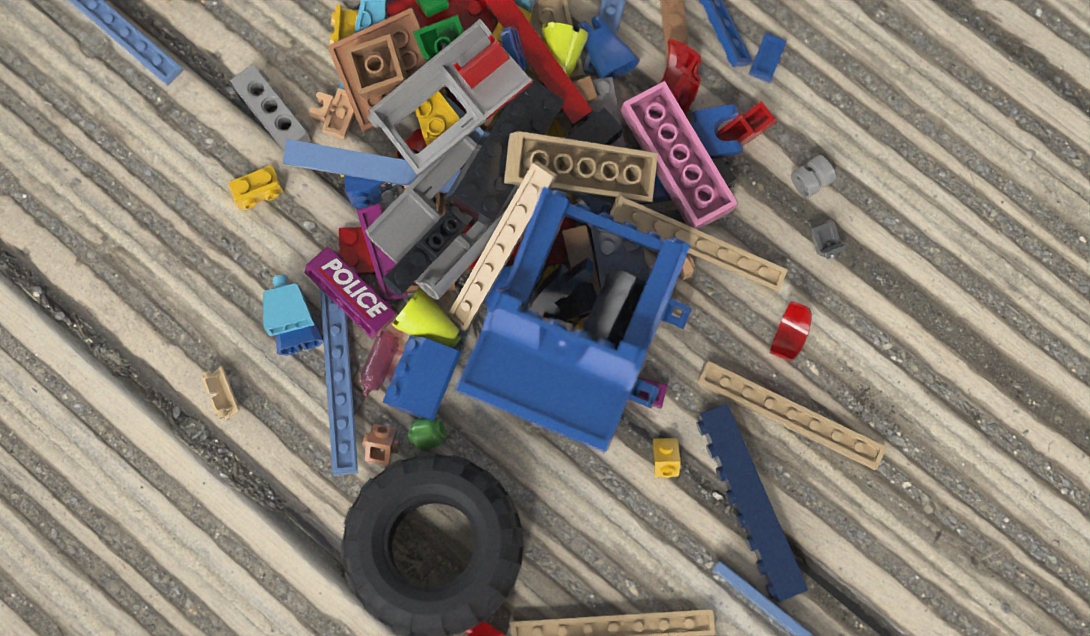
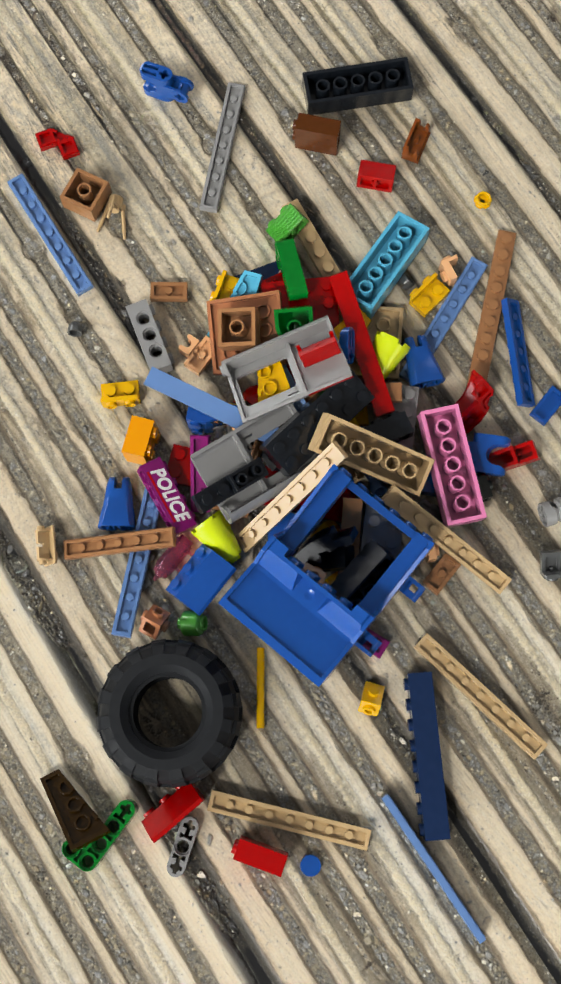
camera: 20 degrees right, 0 degrees up
(176, 126) = (75, 329): none -> dark grey hinge
(277, 49) = (169, 292): none -> medium nougat plate
(285, 308) = (113, 494): medium azure torso -> none
(298, 234) = (140, 440): none -> light orange brick
(309, 364) = (120, 543): none -> medium nougat tile
(531, 485) = (260, 687): none -> yellow bar
(703, 287) = (441, 574): none -> medium nougat plate
(792, 332) = (499, 631): red piece -> none

